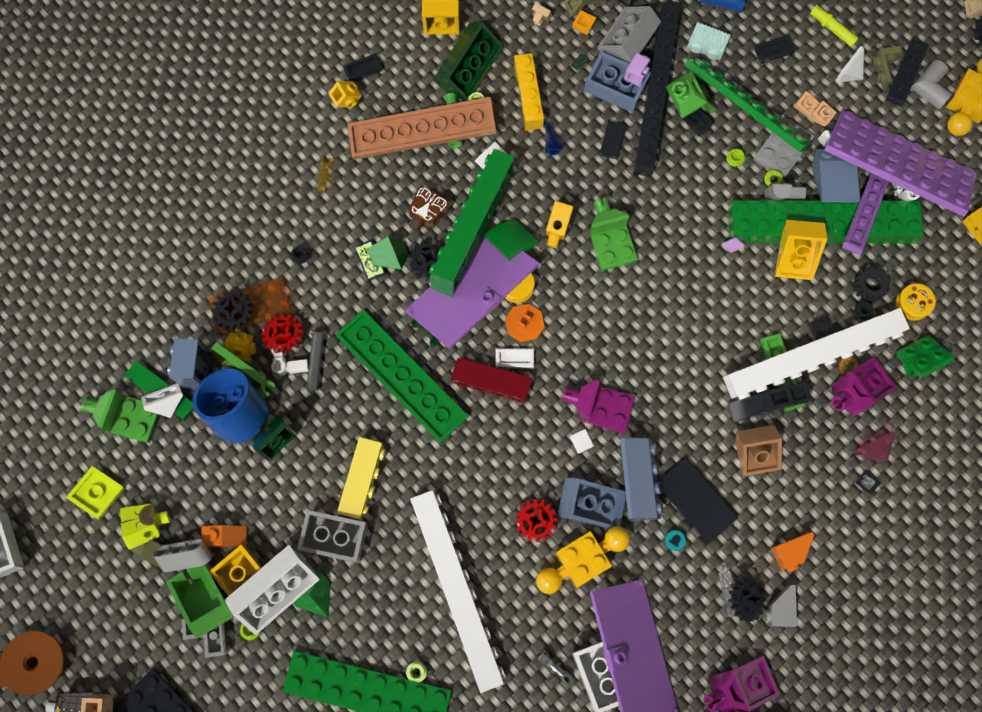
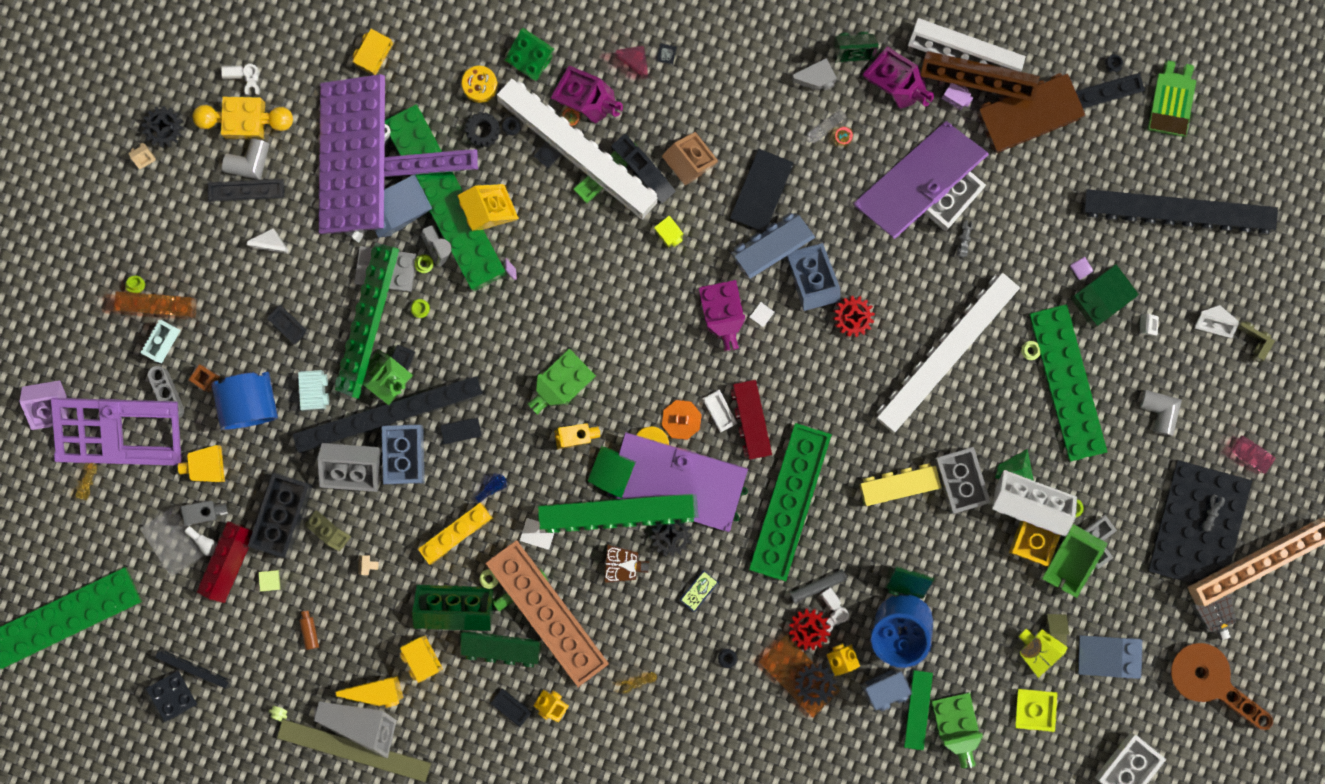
camera: 115 degrees left, 10 degrees up
(98, 587) = (1110, 656): none -> sand blue slope
(163, 401) = (927, 698): white slope -> none
(182, 555) = (1047, 598): light grey beam -> none
(224, 536) = (1011, 574): orange slope -> none
(233, 362) = (867, 618): bright green tile -> none
(388, 253) = (686, 573): slope -> none
(415, 79) = (500, 647): none -> dark green slope
(580, 61) = (396, 501): clear green tile -> none
(583, 559) = (865, 260): yellow brick -> none
(584, 22) = (352, 519): light orange plate -> none
(637, 70) = (388, 437): lavender brick -> none
(675, 540) = (806, 192): teal tile -> none
(699, 396) = (669, 232): none -> neon yellow brick
(711, 605) = (843, 136): none -> clear yellow tile
(746, 599) = (825, 109): black gear -> none
(793, 552) = (763, 89): orange slope -> none
(794, 660) = (855, 47): none -> dark green slope
(817, 111) = (331, 258): light nougat slope -> none
(831, 23) = (232, 280): neon yellow pin -> none
(882, 59) = (249, 221): olive bracket -> none

